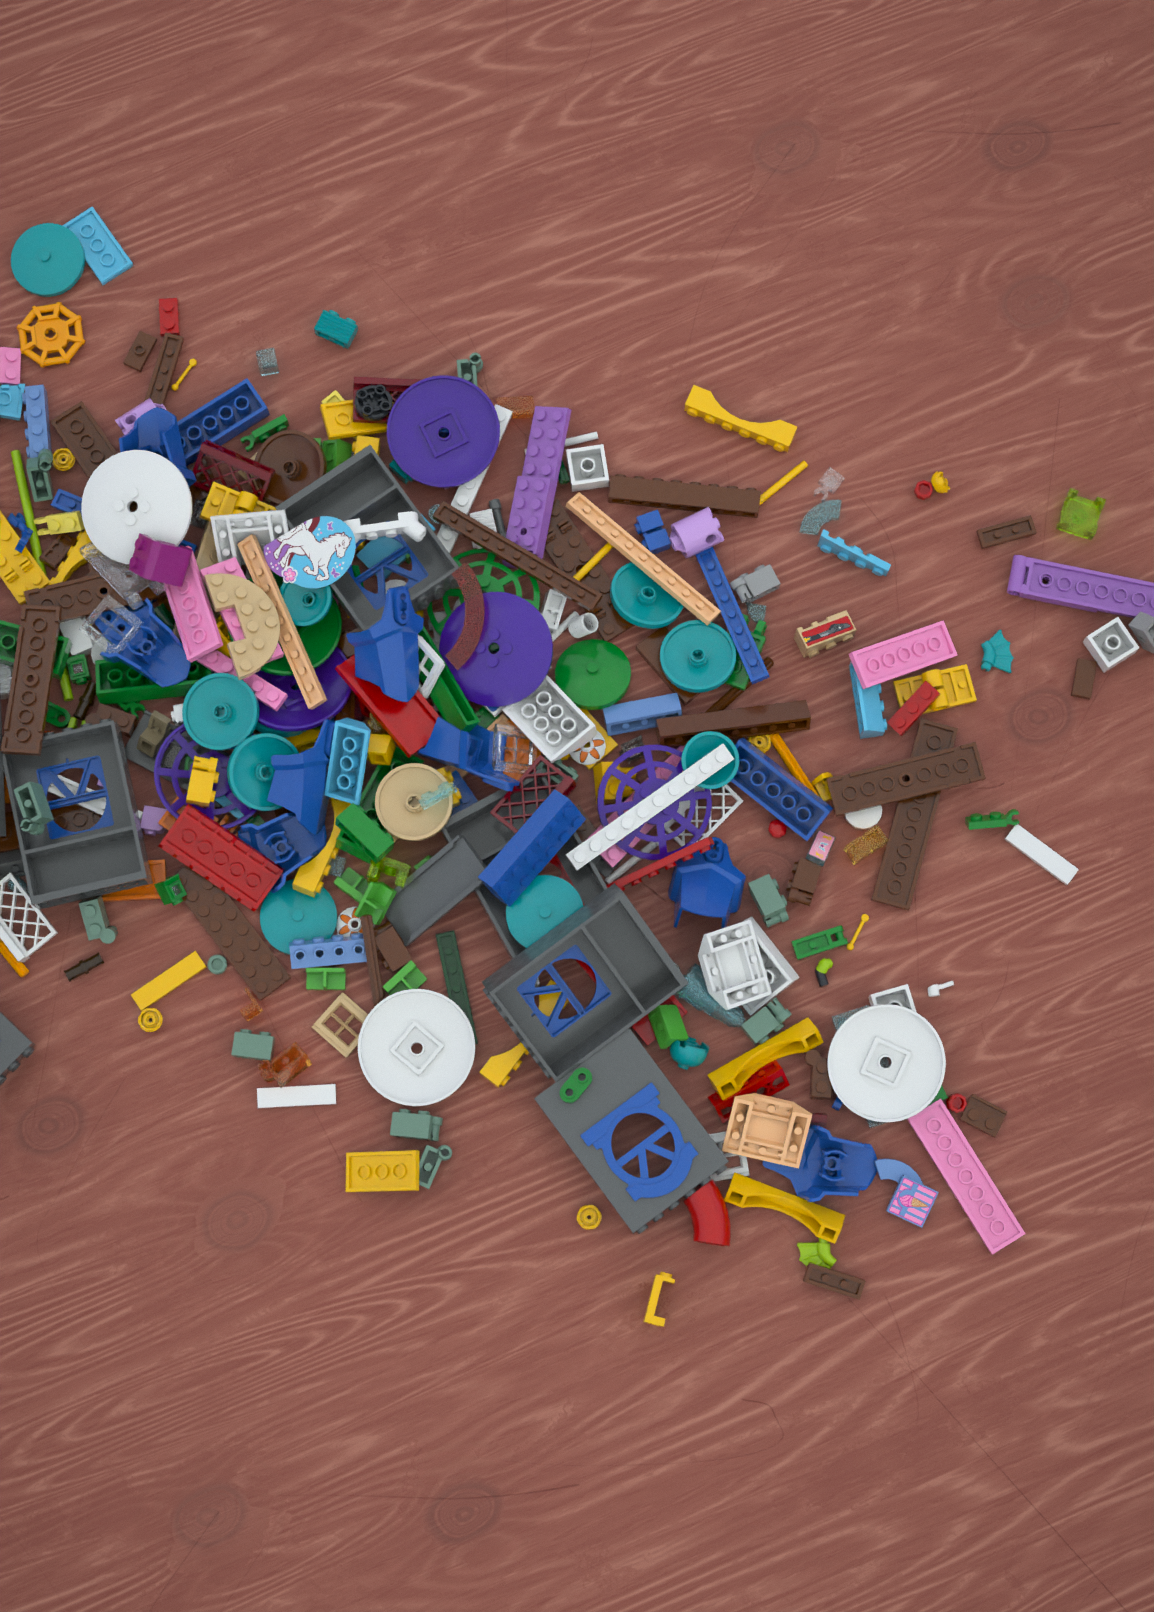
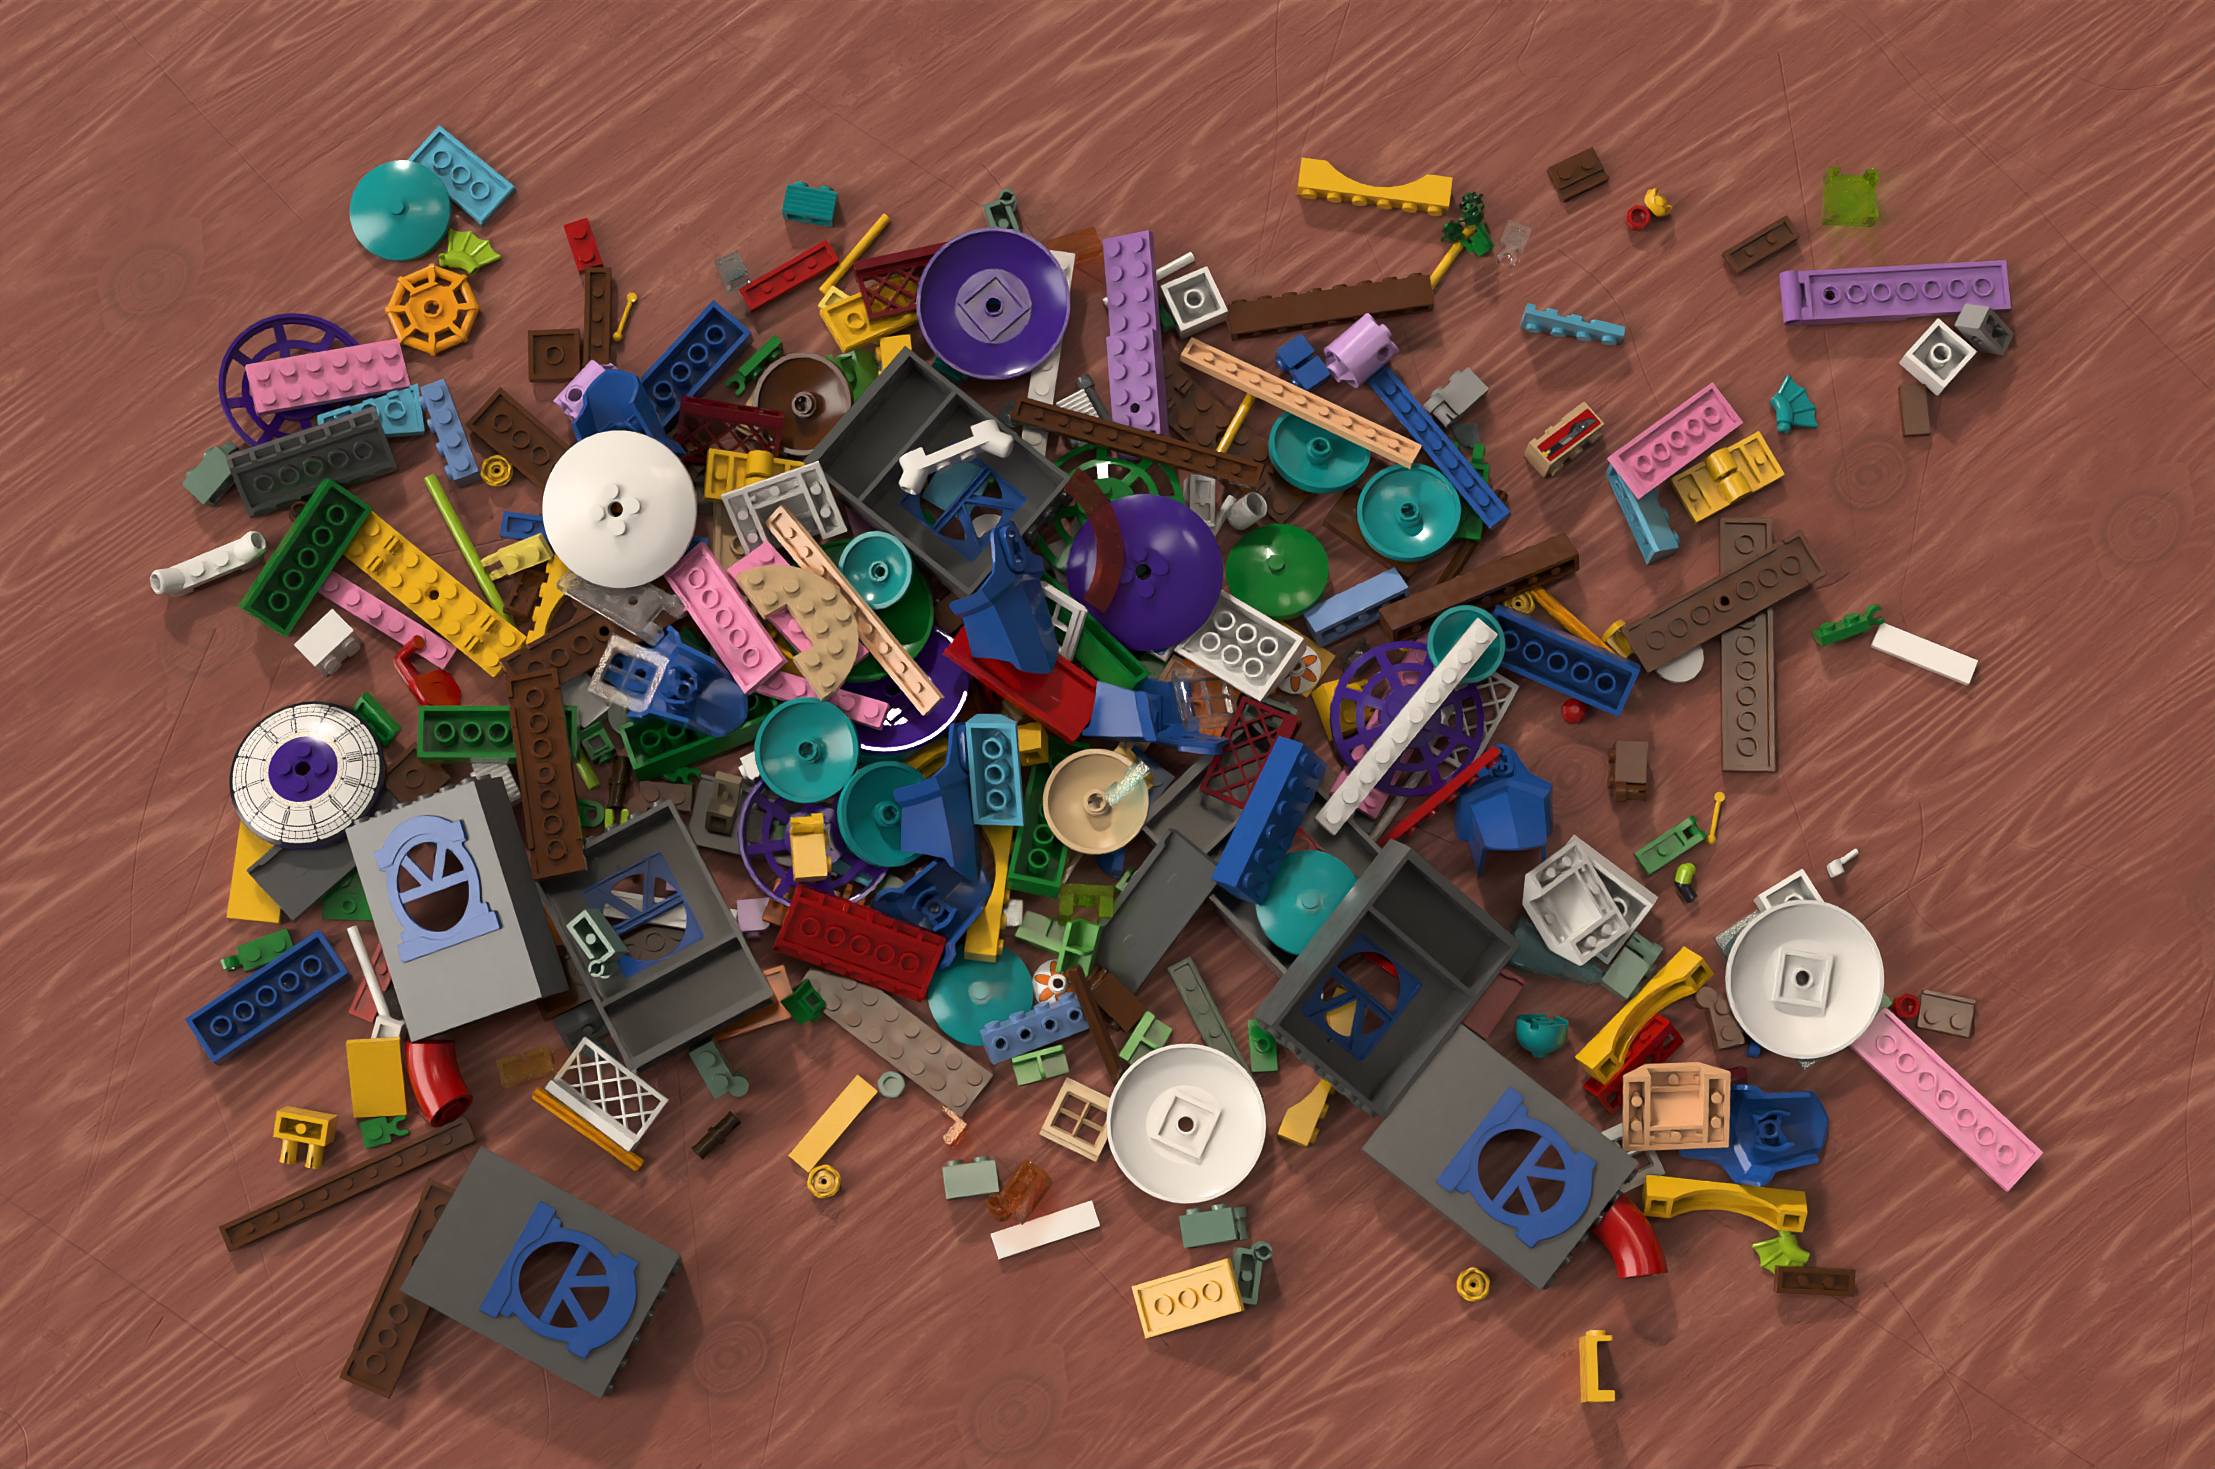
camera: 15 degrees left, 0 degrees up
(26, 532) = (461, 569): blue piece -> none
(39, 475) = (473, 501): sand green hinge -> none
(86, 300) = (467, 252): none -> lime arm
(126, 388) = (554, 355): none -> reddish brown plate
(140, 351) = (558, 301): reddish brown plate -> none
(160, 560) = (671, 571): magenta piece -> none
(307, 375) = (789, 276): none -> red plate
(312, 552) = (871, 508): sticker -> none
(359, 371) = (853, 256): none -> yellow bar
(365, 832) = (1043, 859): green brick -> none
(373, 403) = (889, 290): black tile -> none
(418, 848) = (1112, 863): none -> blue tile
(485, 1012) = (1261, 1049): none -> green plate
(576, 1085) = (1412, 1116): green plate -> none
(667, 1025) = (1506, 1006): bright green panel -> none
(768, 900) = (1590, 807): sand green hinge -> none
(802, 457) = (1471, 215): none -> plant
(819, 516) = (1512, 286): clear light blue tile -> none
(820, 848) = (1638, 721): tile -> none
(872, 841) = (1695, 701): clear yellow piece -> none
(889, 447) = (1578, 174): none -> reddish brown plate
(894, 1170) = (1859, 1117): medium blue tile -> none
(912, 1201) = (1885, 1150): tile -> none
(913, 708) = (1707, 506): red plate -> none

